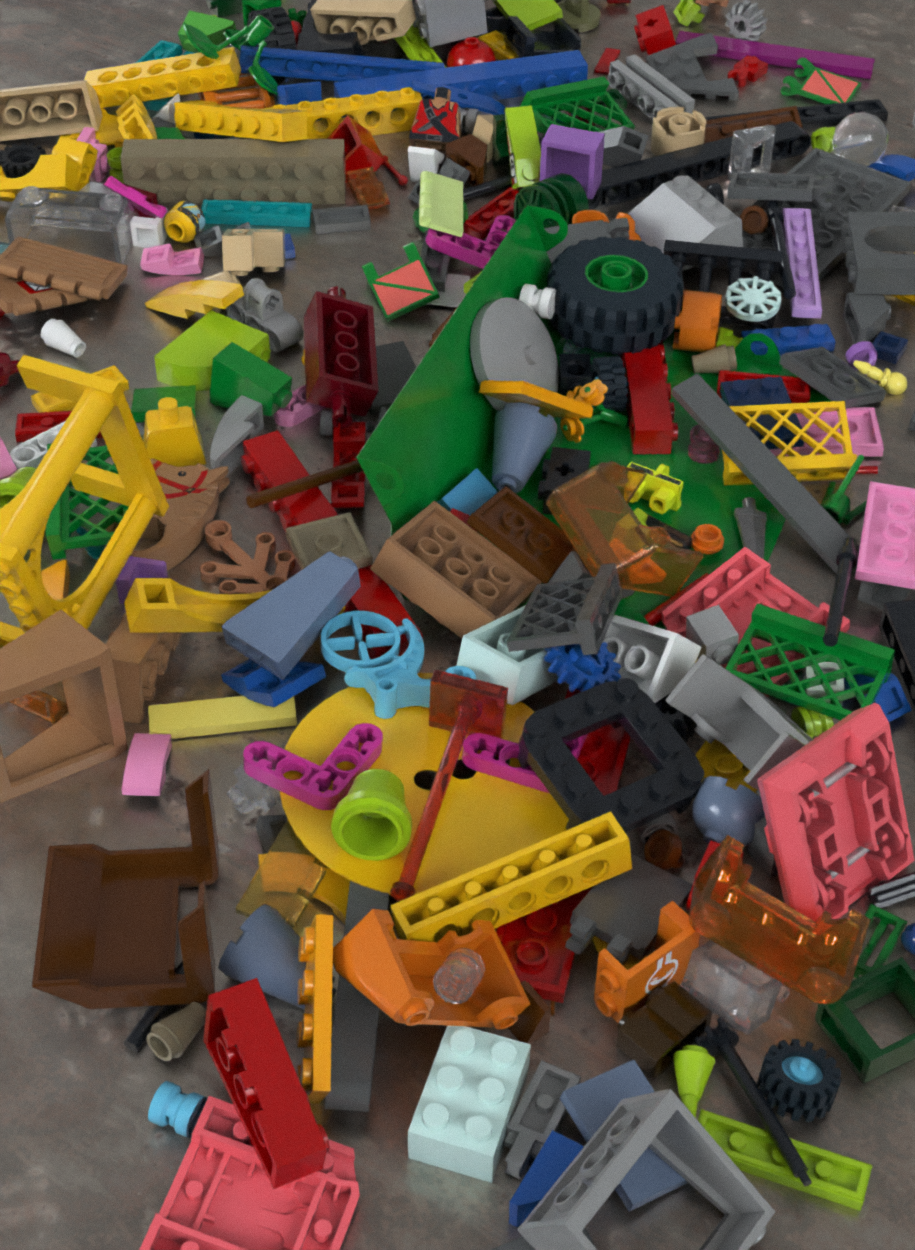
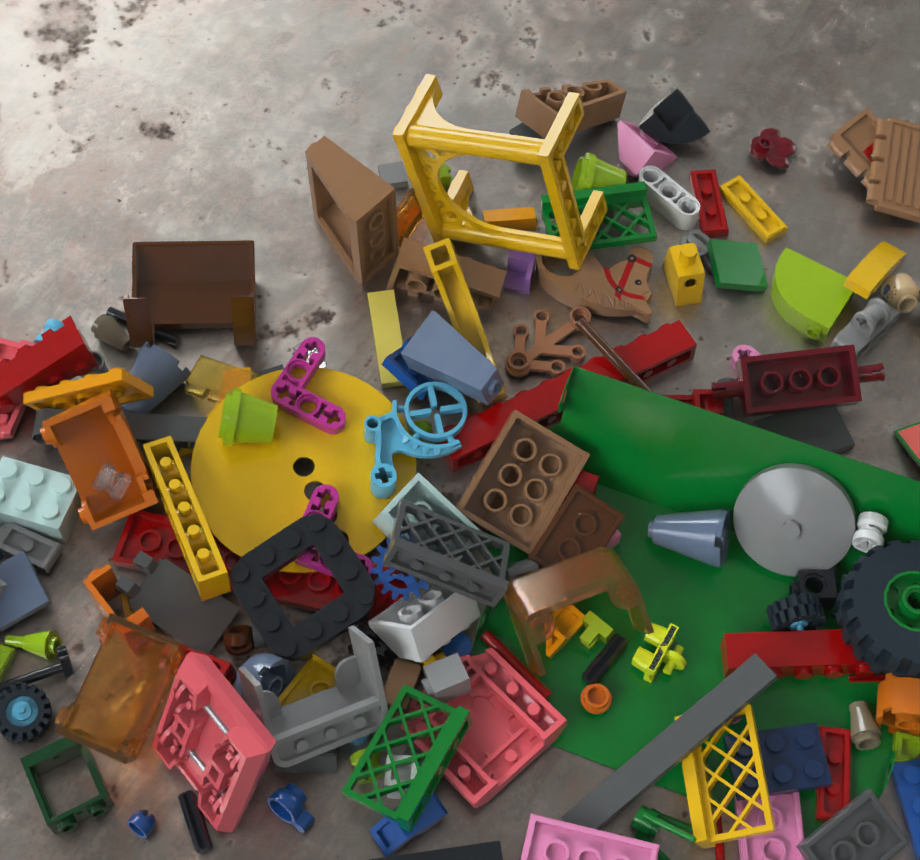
camera: 90 degrees right, 15 degrees up
(62, 337) = (818, 184): white cone -> none
(146, 764) = (335, 292): bright pink slope -> none
(238, 424) = (697, 317): light grey slope -> none
(242, 373) = (755, 317): green slope -> none
(332, 534) = (539, 383): dark tan plate -> none
(464, 709) = (348, 481): clear red tile -> none
(469, 494) = (631, 496): dark azure slope -> none
(534, 1020) = (103, 541): reddish brown slope -> none
(548, 401) = (729, 534): light orange tile -> none
(561, 467) = (676, 580): black brick -> none
(591, 394) = (763, 590): light orange plant -> none
(662, 1027) = (76, 624): dark brown brick -> none
(751, 526) = (613, 741): flat silver bar -> none
(846, 561) = (555, 811): black bar -> none
(886, 919) = (166, 803): green tile -> none

